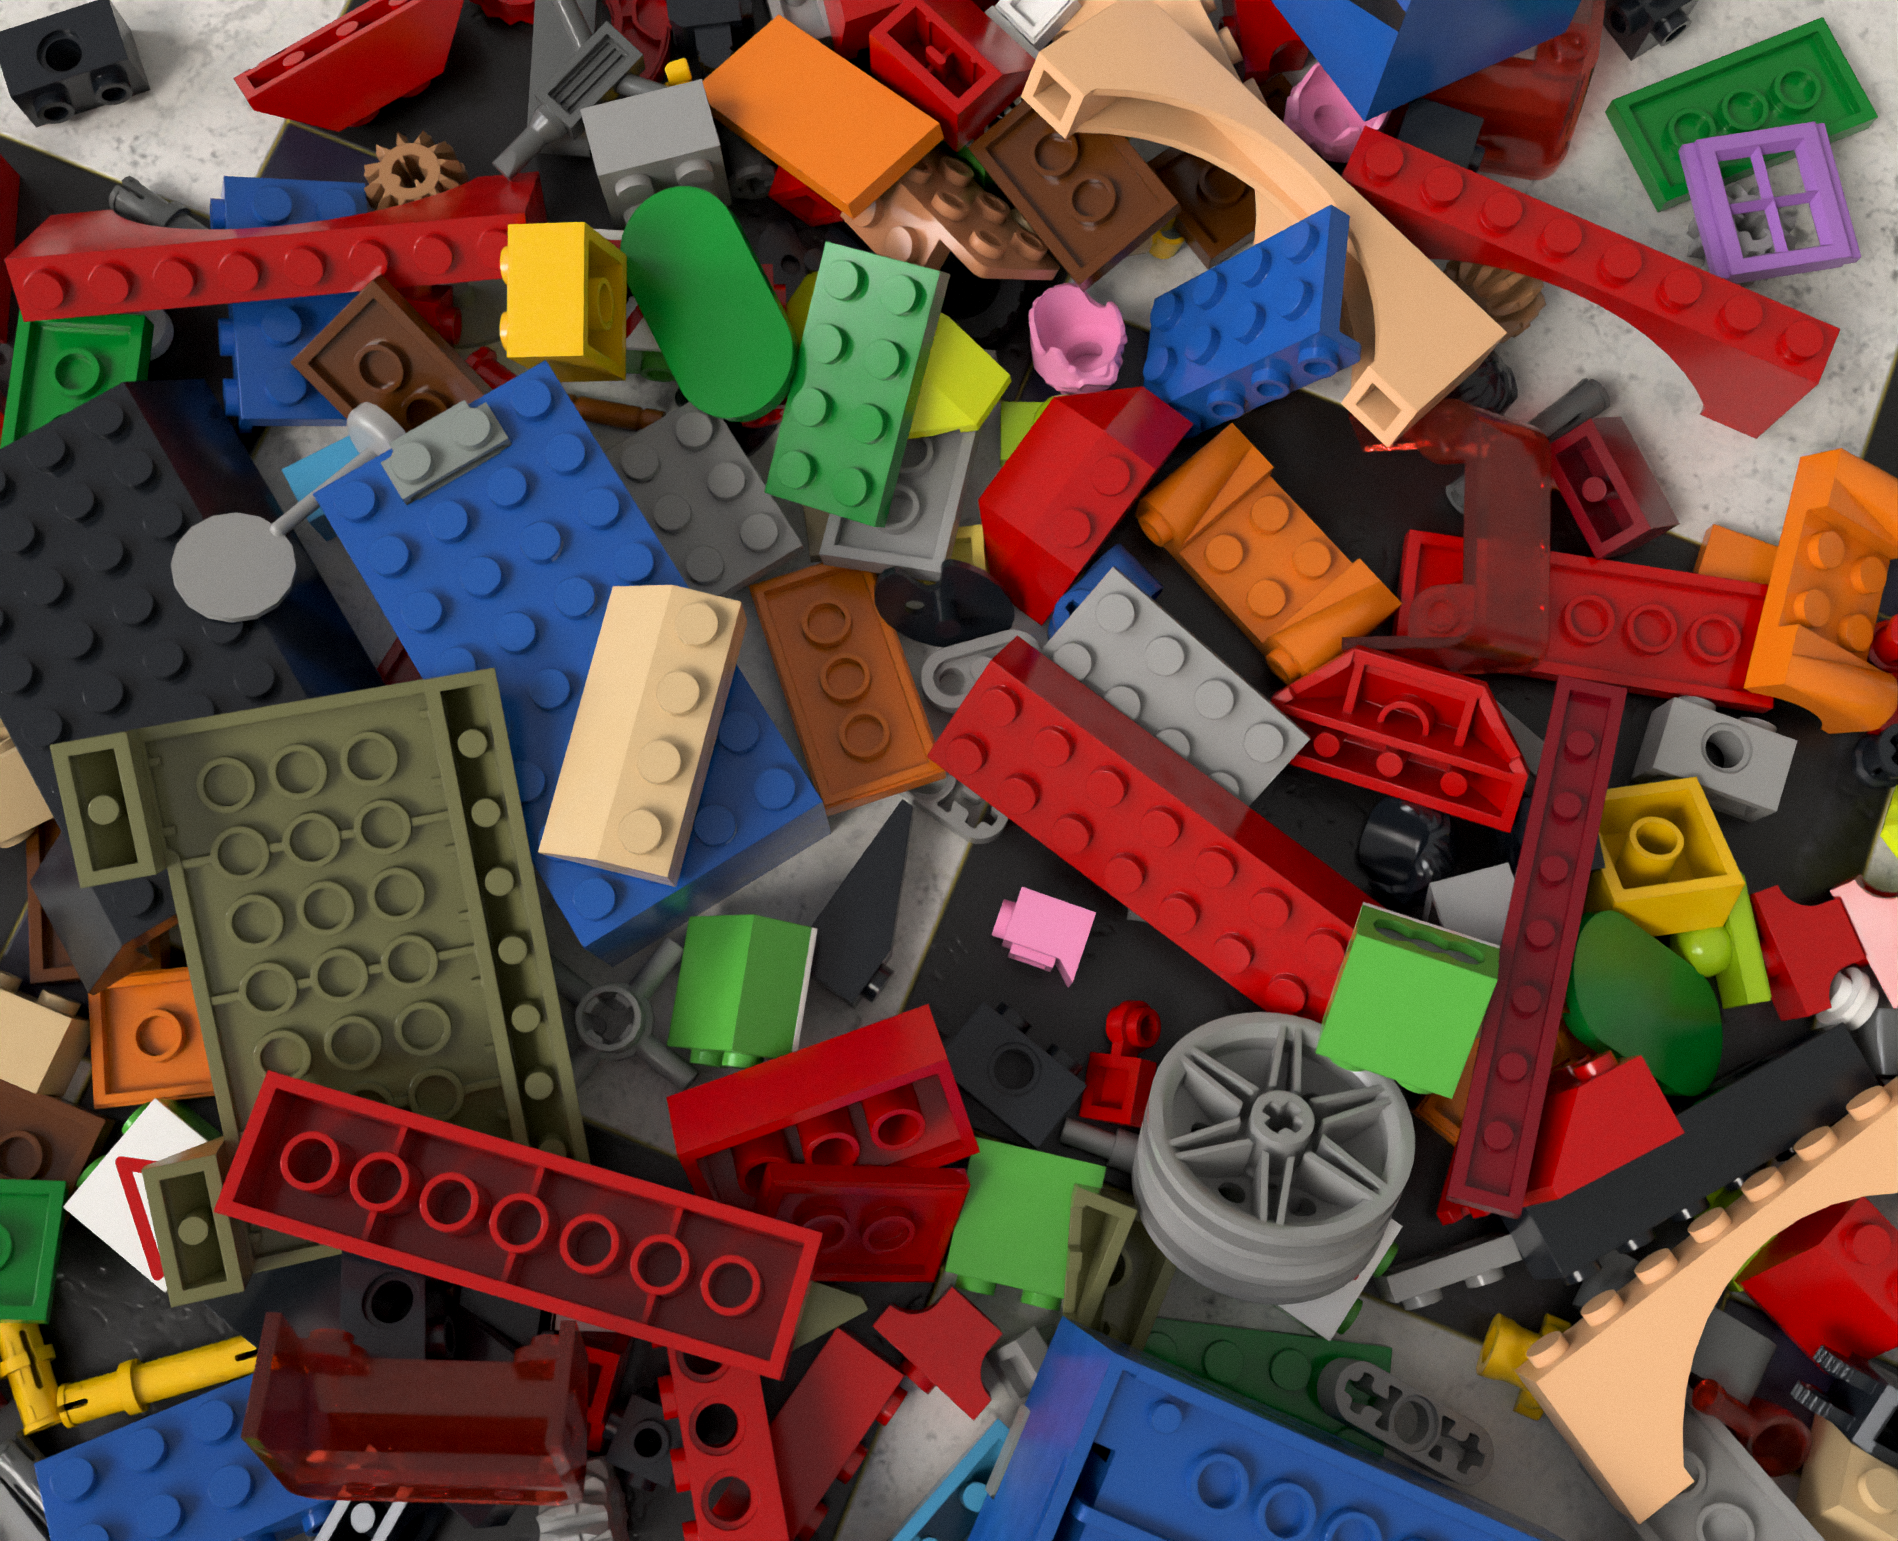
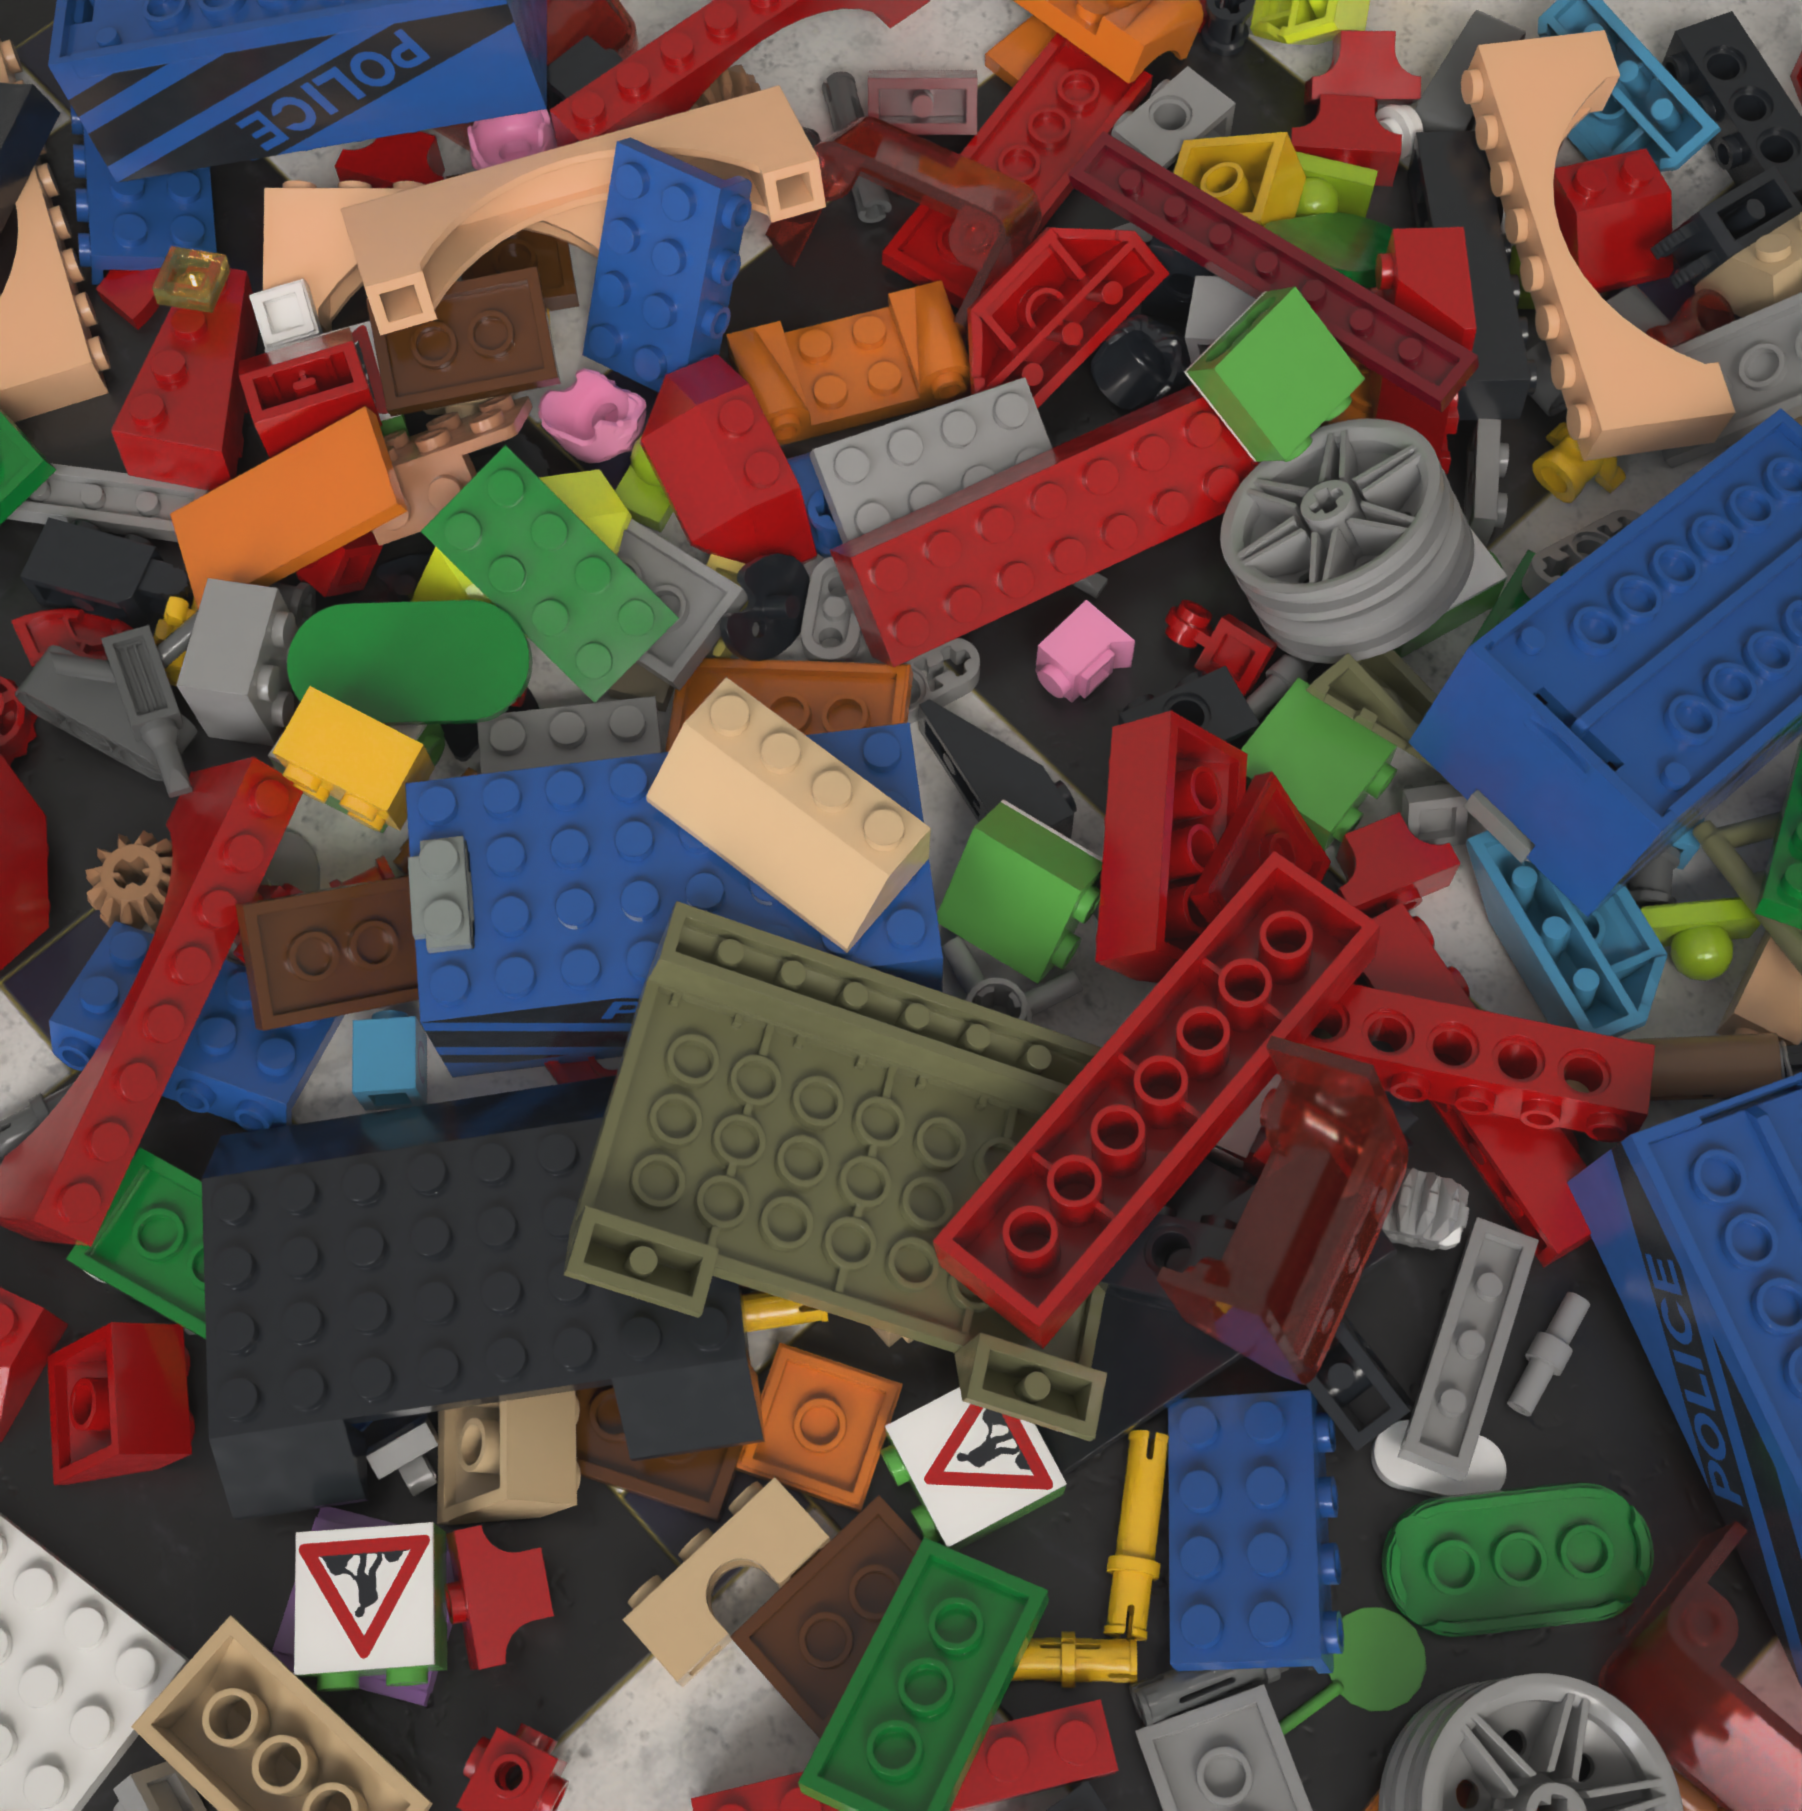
camera: 60 degrees left, 10 degrees down
(245, 566) = (443, 1127): light grey piece -> none

